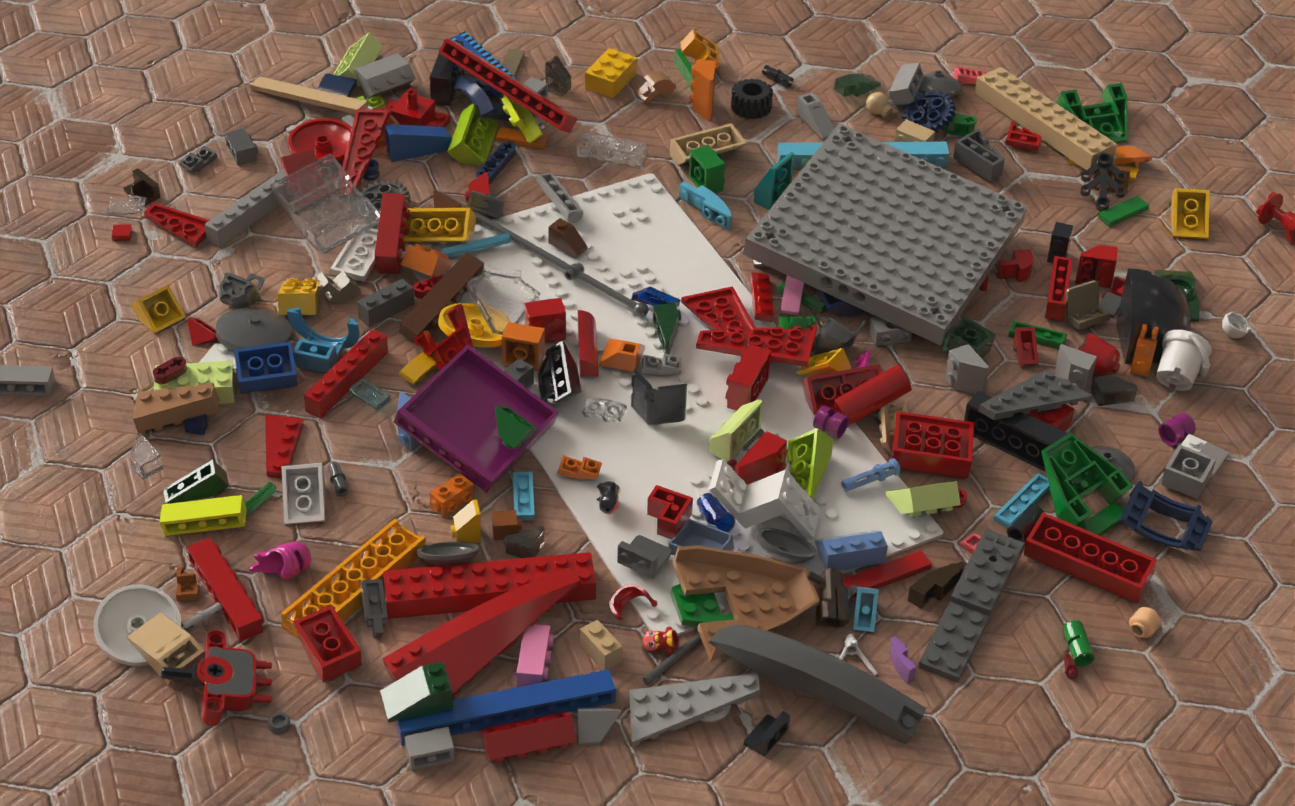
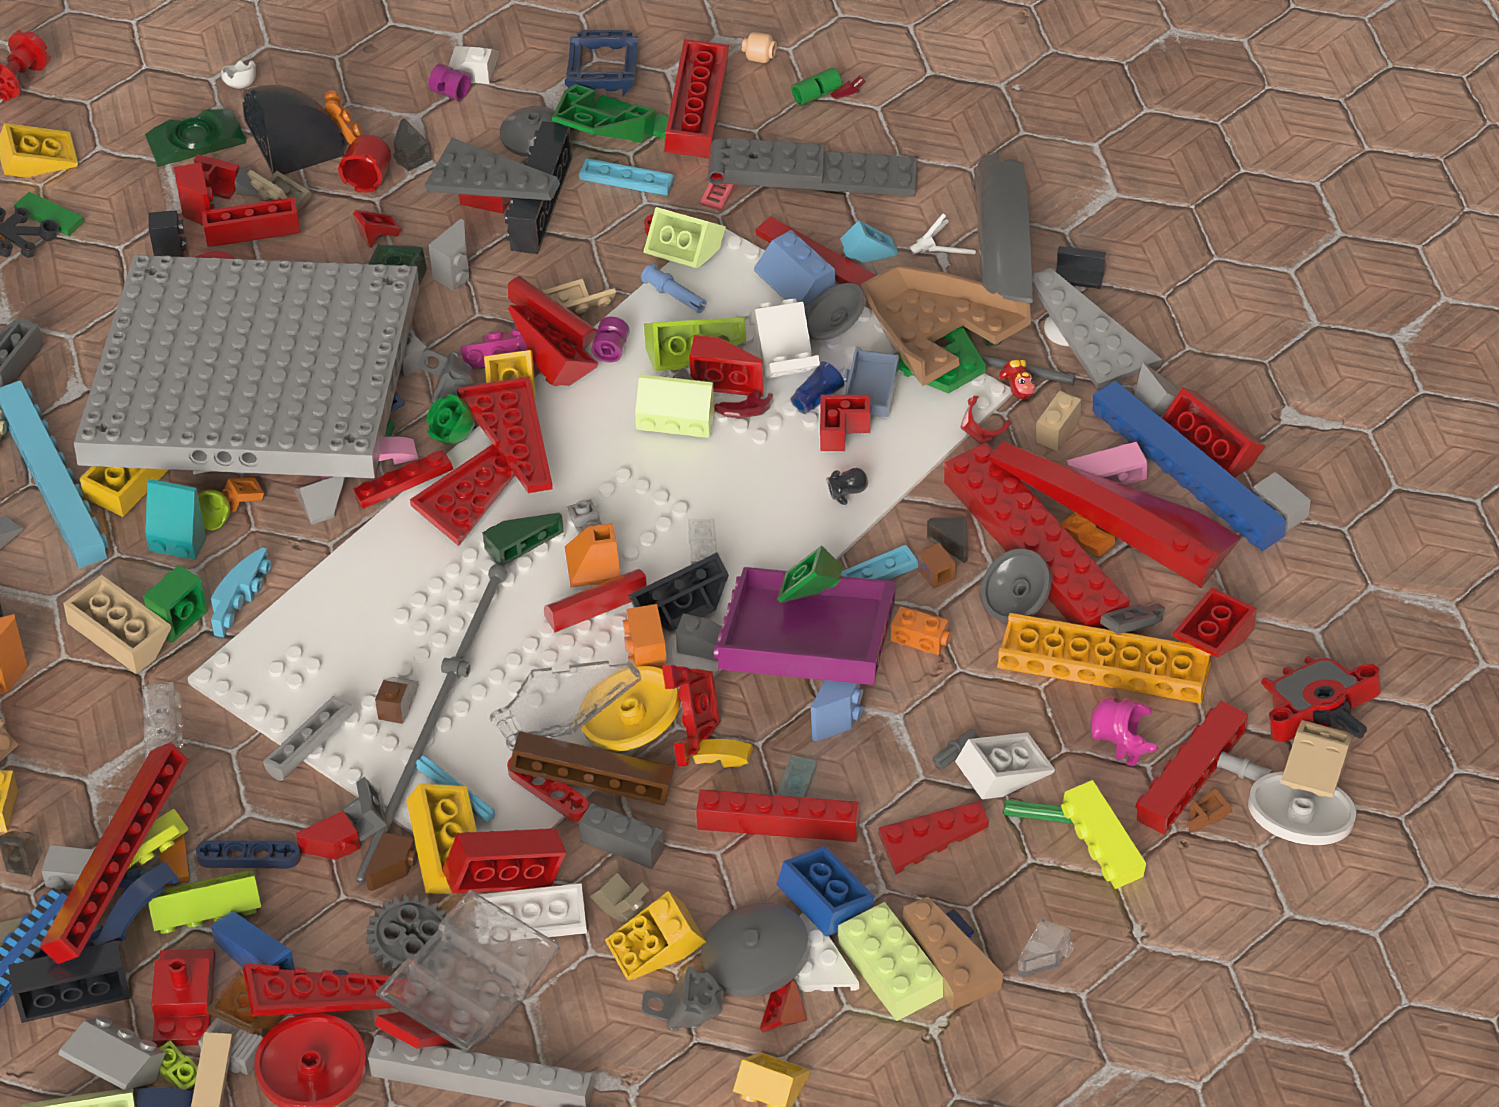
camera: 110 degrees left, 5 degrees up
(170, 370) = (906, 966): dark red beam -> none
(198, 484) = (1057, 873): dark green slope -> none
(279, 723) = (1329, 640): dark grey tile -> none
(318, 351) = (748, 860): dark azure piece -> none
(418, 693) = (1236, 516): dark green slope -> none
(426, 260) = (525, 809): orange slope -> none
(467, 524) = (962, 587): yellow slope -> none
(548, 315) = (586, 635): red brick -> none
(584, 469) = (808, 530): orange slope -> none
(643, 555) = (914, 426): dark grey bracket -> none
(654, 297) = (472, 563): clear blue wing -> none
(659, 405) = (678, 489): black piece -> none
(748, 377) = (585, 420): red brick -> none
(833, 598) = (871, 262): dark brown piece -> none
(903, 665) = (921, 202): medium lavender slope -> none
(933, 444) = (595, 251): red slope -> none
(935, 584) = (800, 203): dark brown slope -> none
(1024, 523) = (667, 161): black pin -> none
(1043, 336) = (335, 232): green tile -> none
(1075, 366) = (404, 170): light grey slope -> none
(1183, 358) = (349, 81): white piece -> none
(1188, 471) = (518, 57): light grey brick -> none

